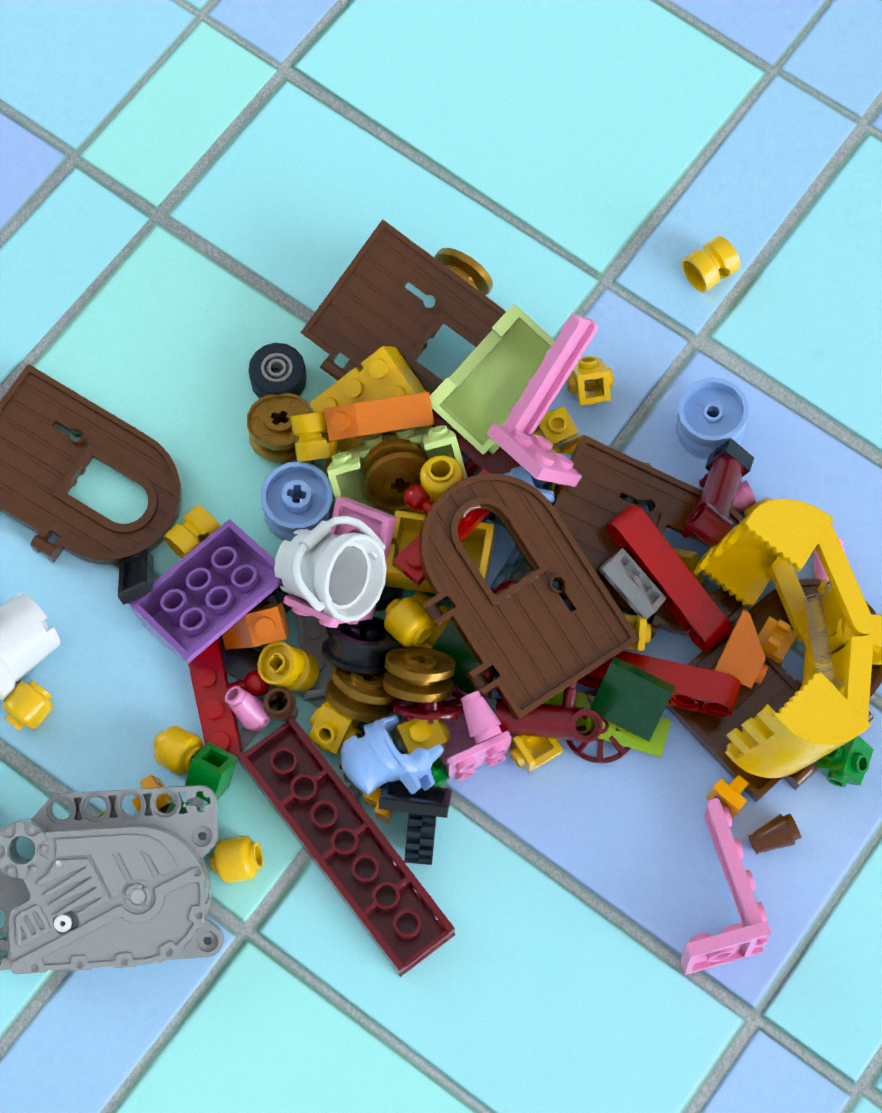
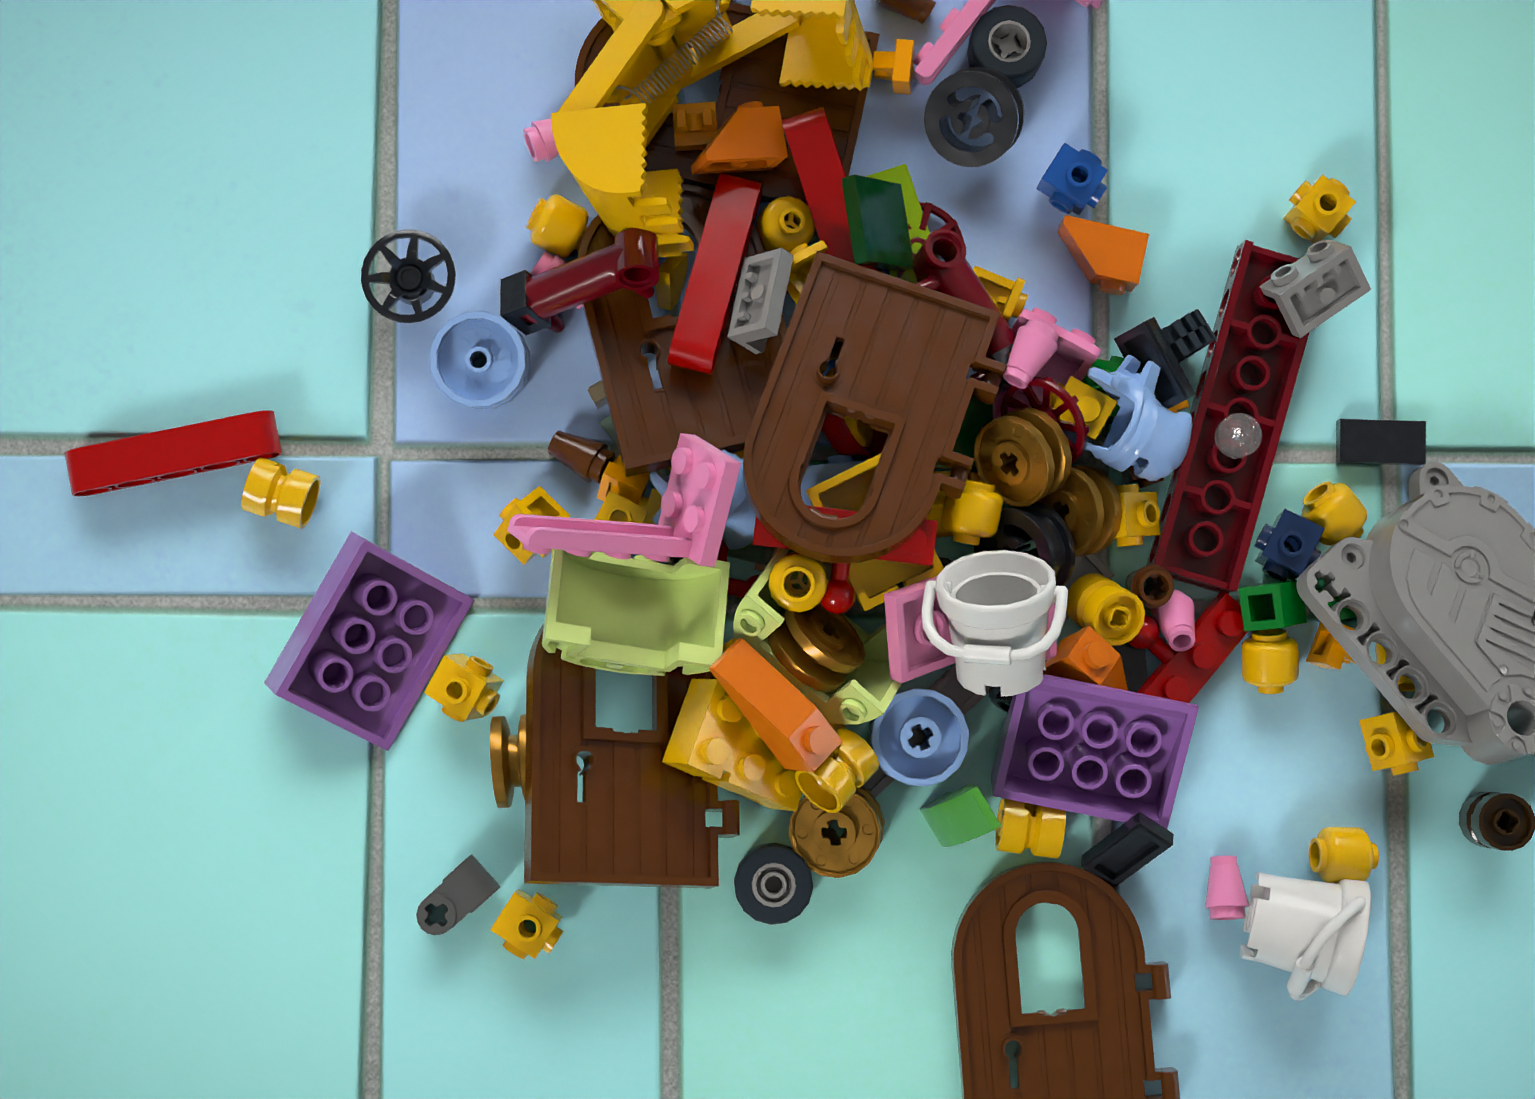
camera: 130 degrees left, 15 degrees up
(66, 623) = (1225, 890): none -> bright pink cone
(66, 778) = (1393, 744): none -> yellow brick
(232, 493) = (960, 816): none -> bright green slope
(242, 822) = (1298, 536): none -> dark blue brick
(258, 929) = (1380, 442): none -> black tile
(332, 824) = (1238, 435): none -> clear tile
(356, 227) = (512, 928): none -> yellow brick
(390, 944) = (1316, 285): none -> light grey bracket
(405, 207) = (461, 892): none -> dark grey piece
(439, 1012) = (1310, 219): none -> yellow brick
(511, 838) = (1105, 253): none -> orange slope
(522, 284) = (464, 687): none -> yellow brick
(582, 841) = (1073, 180): none -> blue brick
(588, 254) = (368, 642): none -> medium lavender slope
(617, 437) = (581, 455): none -> reddish brown cone
(648, 827) = (944, 104): none -> black wheel
(672, 636) = (778, 216): none -> yellow head
(703, 866) = (1014, 33): none -> black wheel
(776, 226) = (172, 453): none -> red beam
(792, 414) = (408, 277): none -> black wheel

